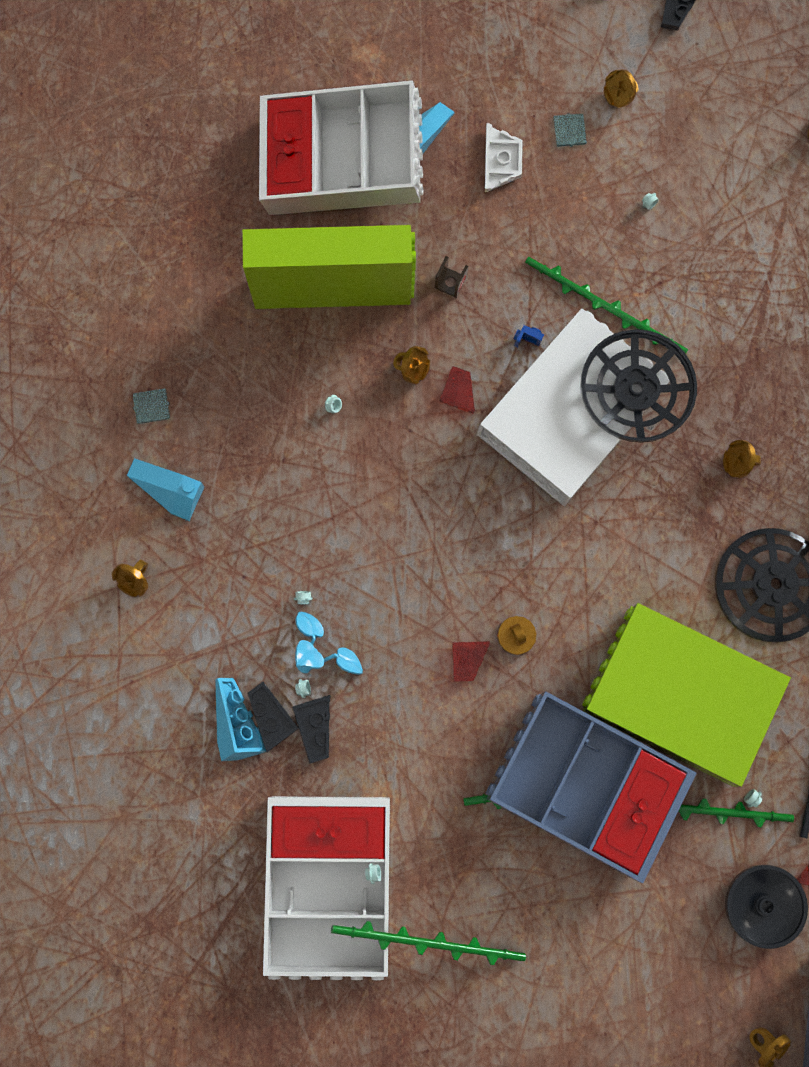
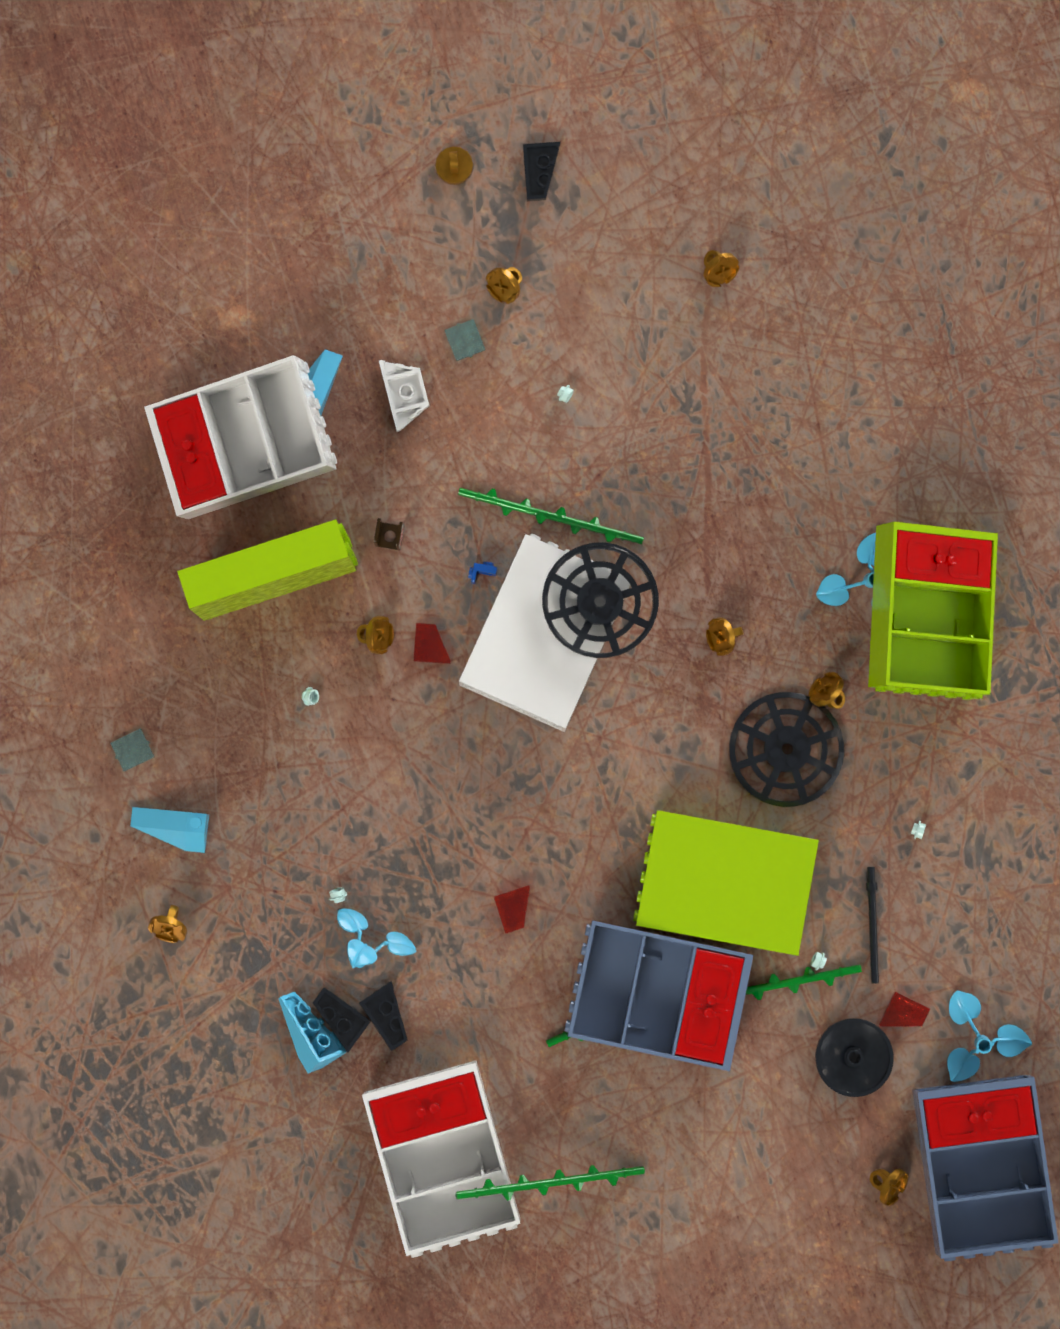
camera: 10 degrees left, 5 degrees up
(303, 688) = (364, 982): light aqua plate -> none
(373, 873) = (479, 1135): light aqua plate -> none
(516, 635) = (553, 871): pearl gold tile -> none

